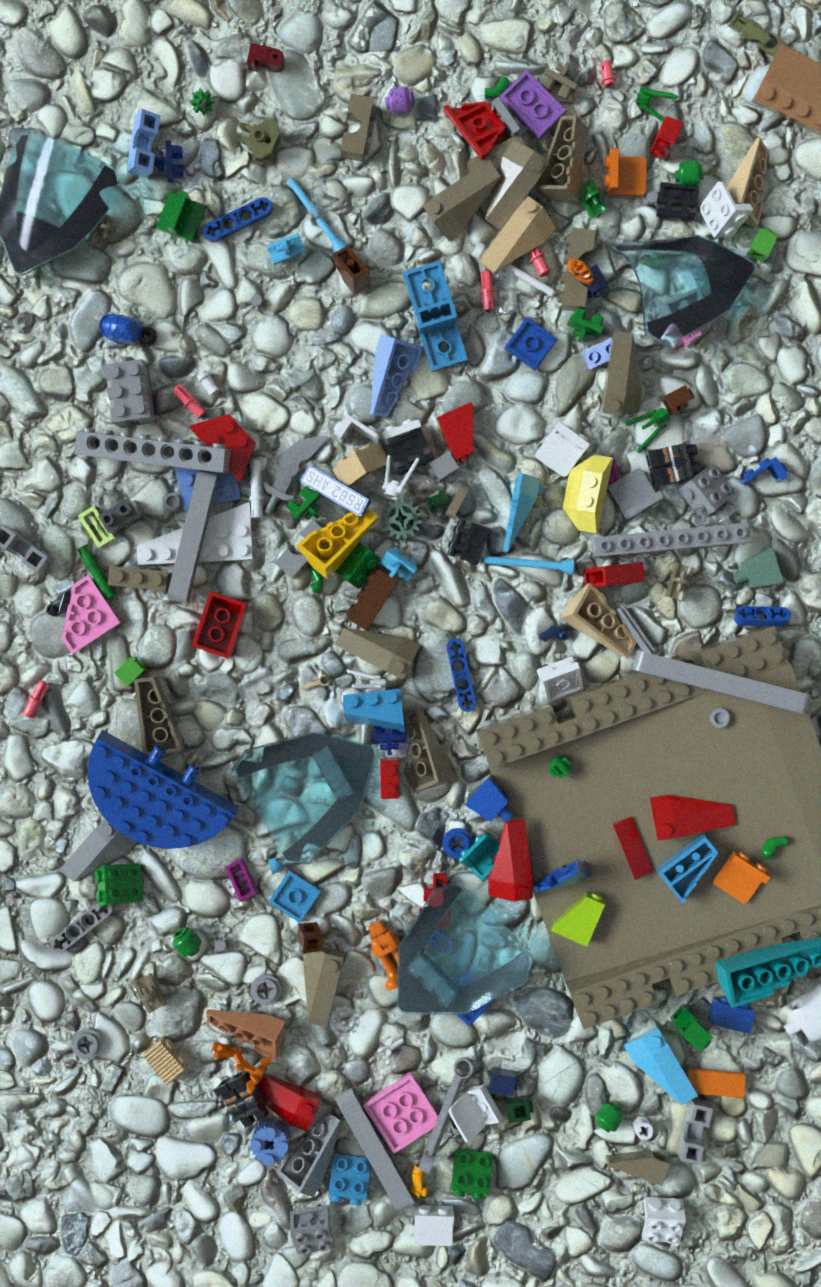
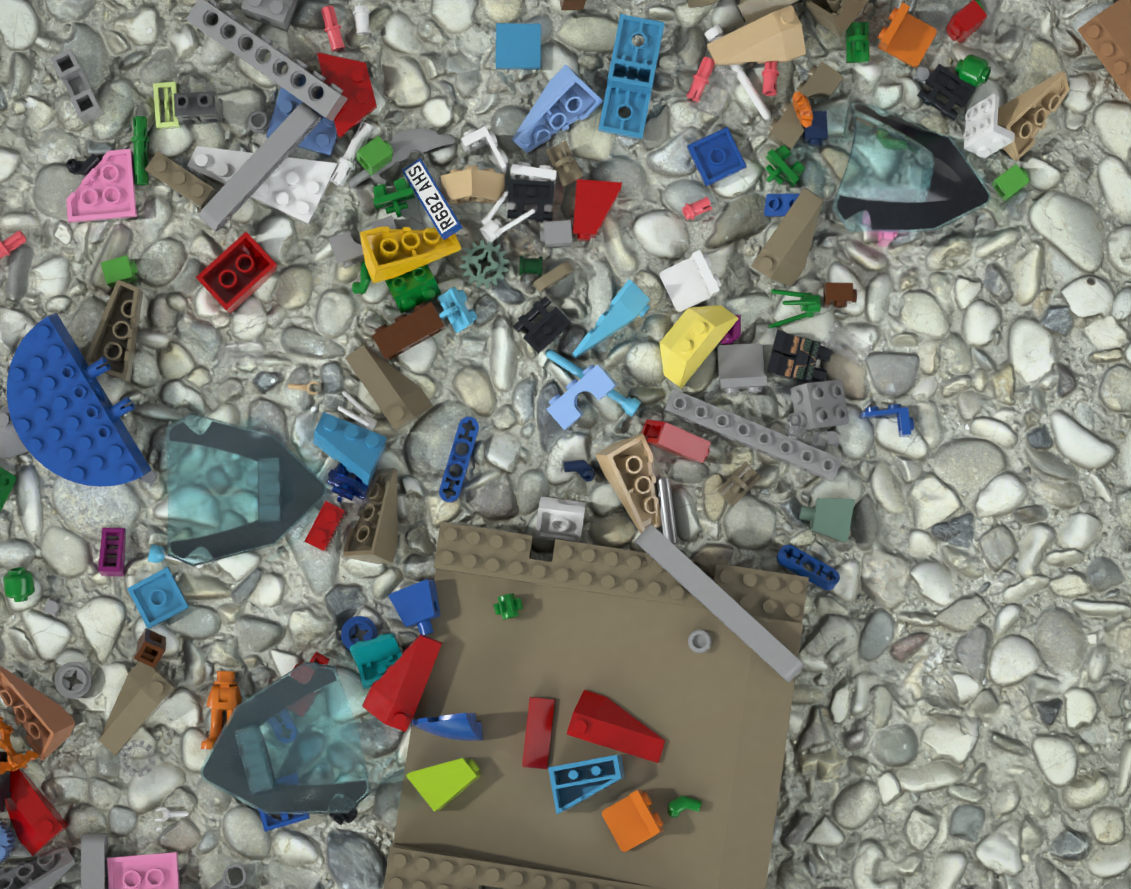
camera: 30 degrees right, 5 degrees down
(275, 480) = (375, 155): none -> bright green brick
(336, 339) = (518, 46): none -> dark azure tile
(420, 410) = (564, 164): none -> dark tan hips
(532, 563) = (565, 407): none -> light blue arch
(537, 390) = (696, 208): none -> coral pin

